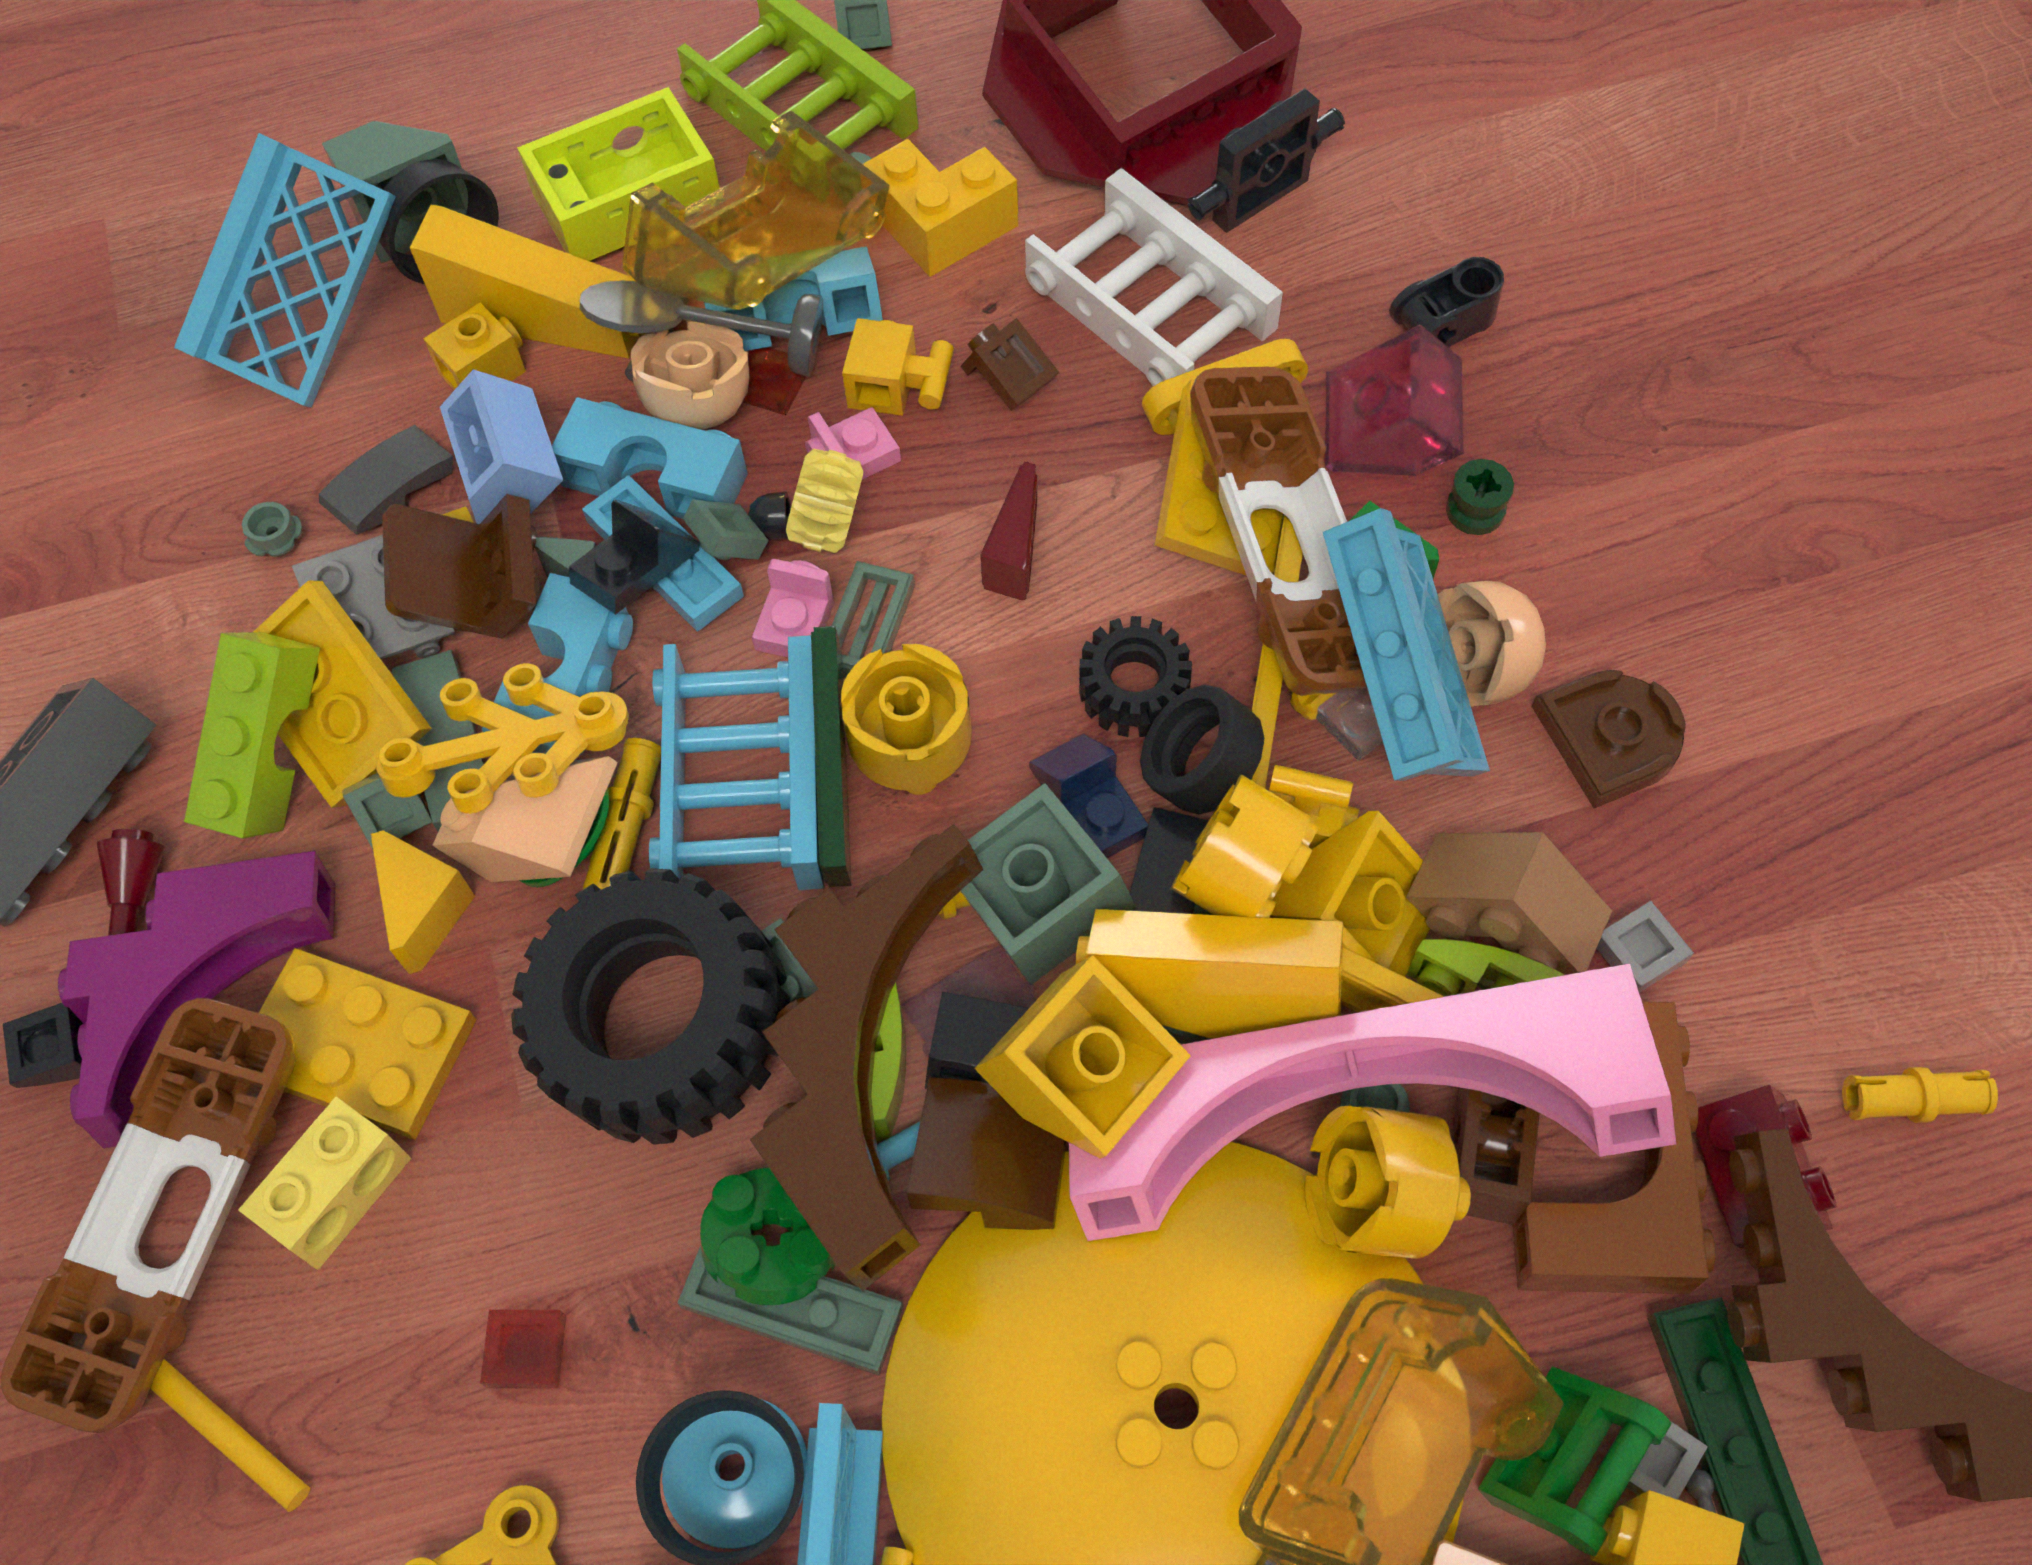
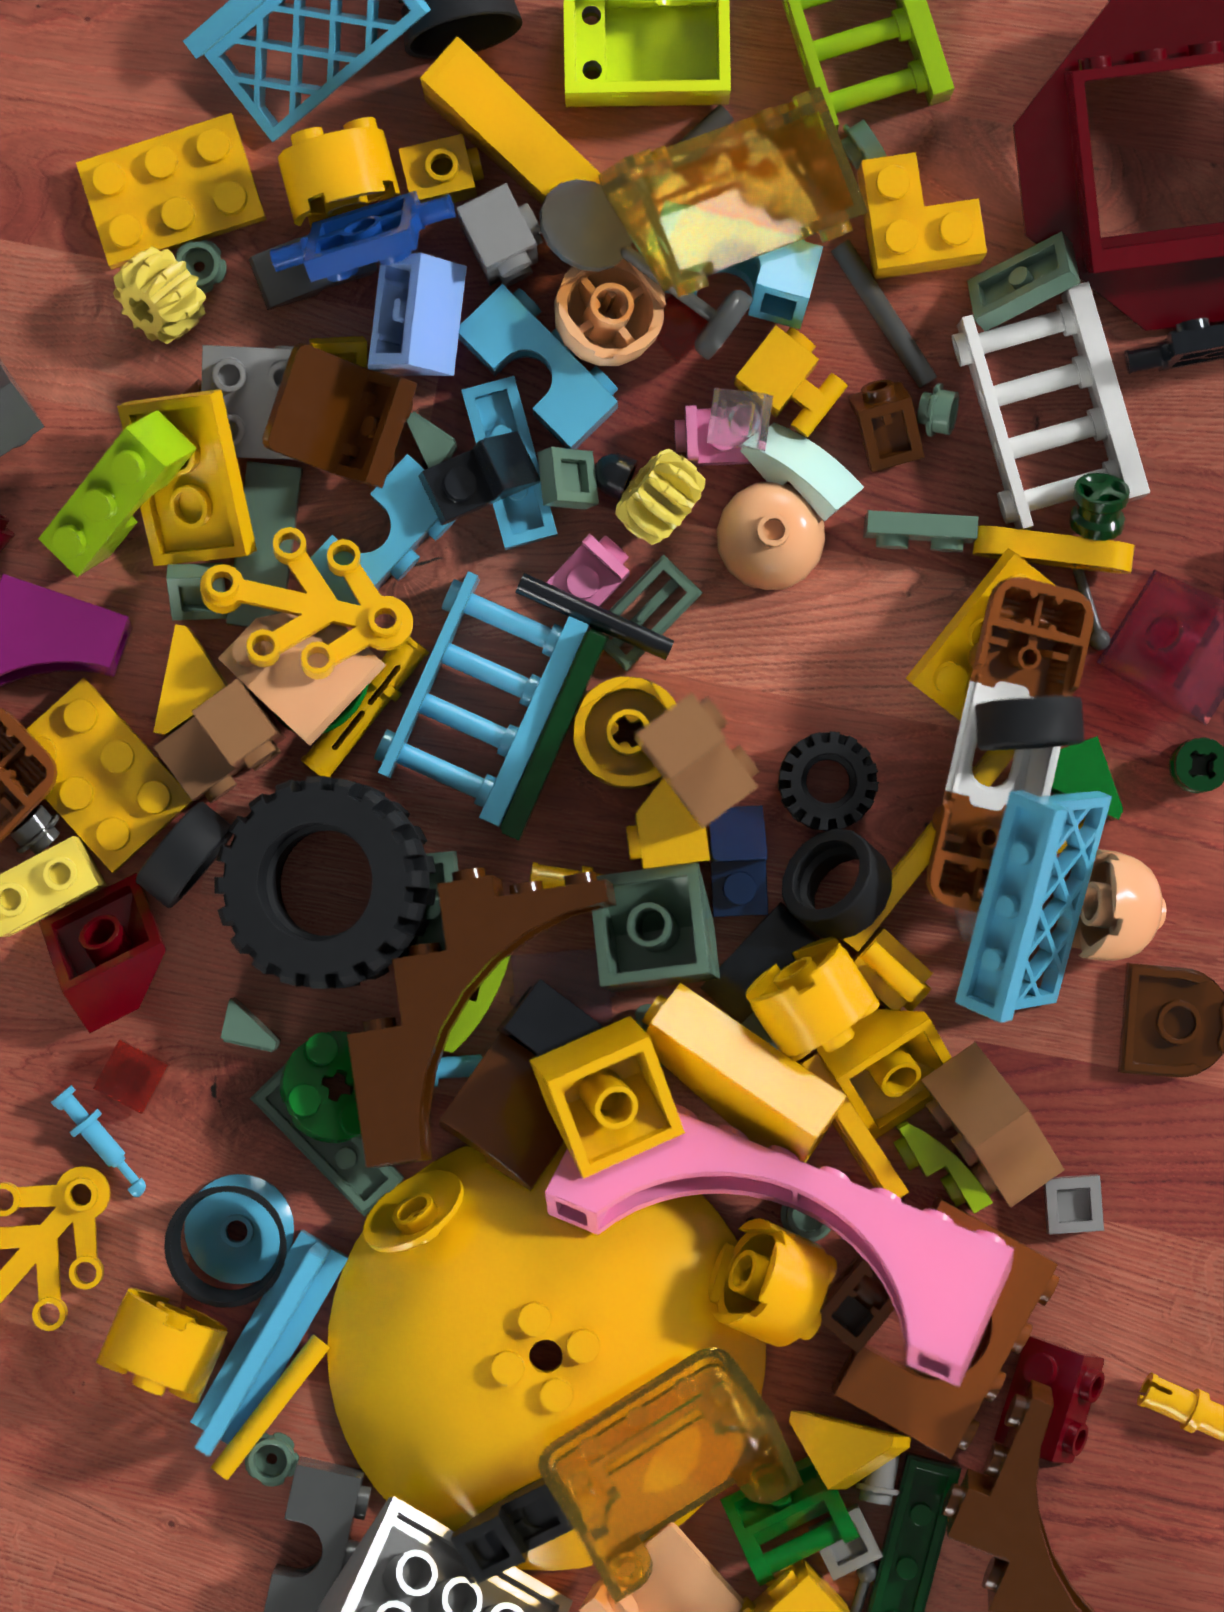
camera: 20 degrees right, 25 degrees up
(200, 493) = (171, 190): none -> yellow plate
(234, 557) = (159, 295): none -> light yellow gear
(293, 1124) = (36, 831): none -> dark grey plate
(371, 379) = (337, 170): none -> yellow brick
(397, 411) = (363, 236): none -> blue plate
(436, 1221) = (105, 952): none -> dark red slope
(475, 1061) = (184, 854): none -> black tyre
(477, 925) = (220, 741): none -> medium nougat brick
(510, 1444) = (98, 1137): none -> medium azure piece
(552, 354) = (501, 235): none -> light grey brick
(639, 1224) = (245, 1029): none -> sand green slope
(849, 633) = (594, 616): none -> black bar
(865, 400) = (739, 419): none -> clear plate
(932, 1318) = (413, 1211): none -> yellow dish
(937, 427) = (807, 467): none -> light aqua slope
(949, 497) = (770, 536): none -> light nougat cylinder
(952, 290) = (884, 314): none -> dark grey bar
(976, 653) = (695, 759): none -> medium nougat brick
(995, 756) = (666, 832): none -> yellow slope
(1009, 548) = (792, 613): dark red slope -> none
(1050, 333) = (938, 410): none -> sand green plate
(1066, 192) = (1023, 281): none -> sand green plate
(1090, 425) = (944, 531): none -> sand green plate
(1244, 323) = (1099, 506): none -> dark green wheel
(1300, 475) = (1029, 723): none -> black tyre
(1588, 1328) = (845, 1449): none -> yellow slope
(1635, 1348) = (880, 1484): none -> light grey pin

